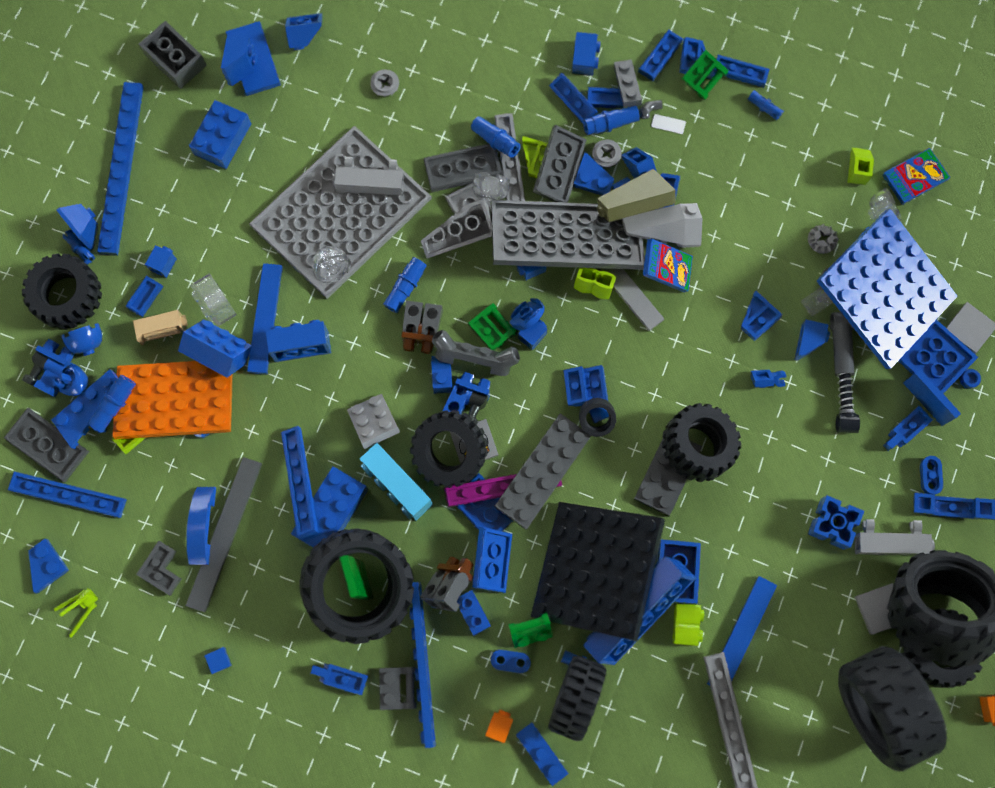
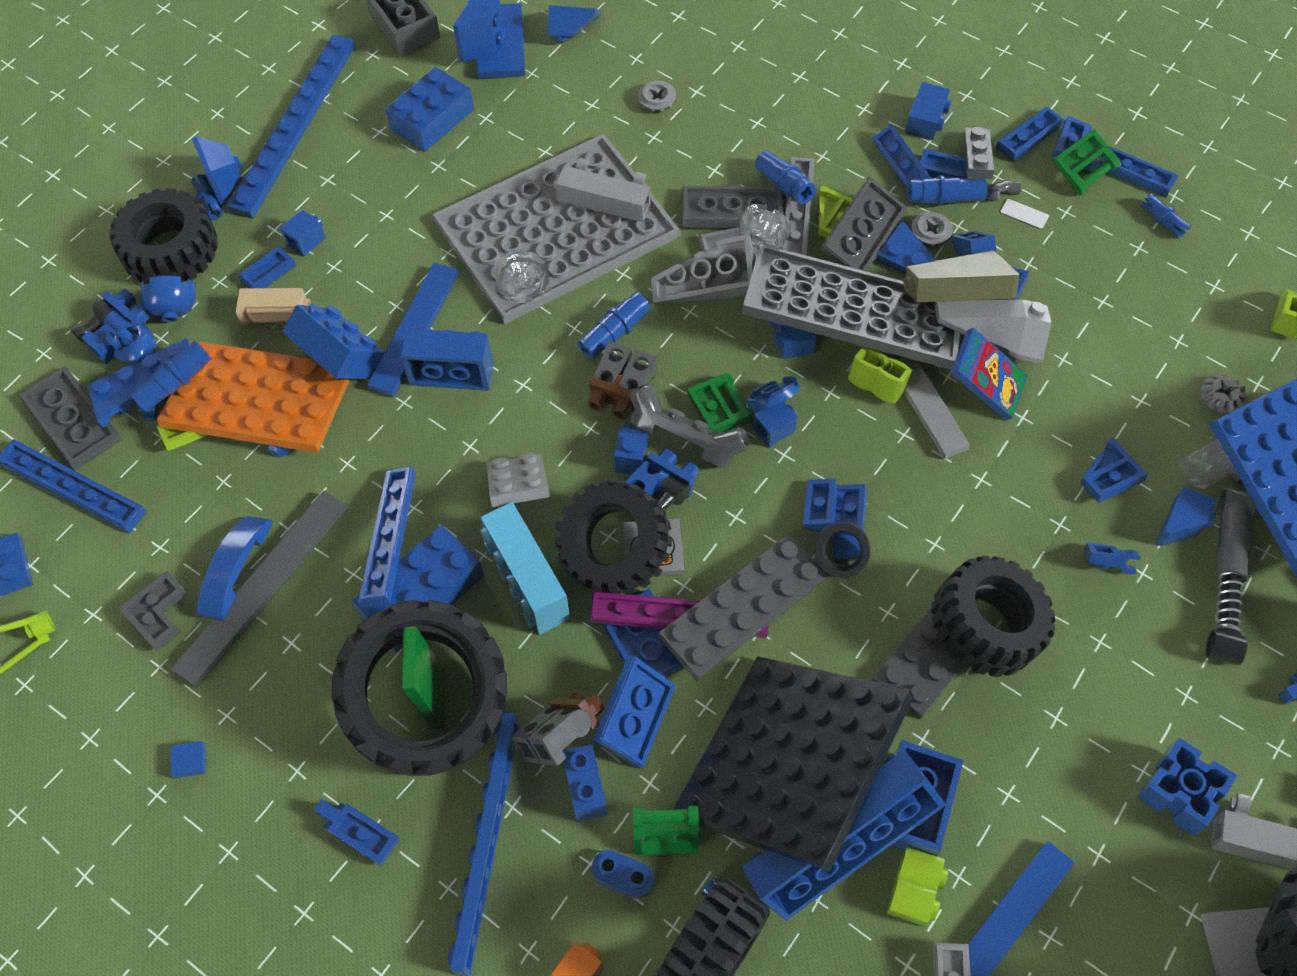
camera: 15 degrees right, 15 degrees down
(212, 300) = (351, 286): clear brick -> none
(391, 689) = (428, 866): dark grey plate -> none

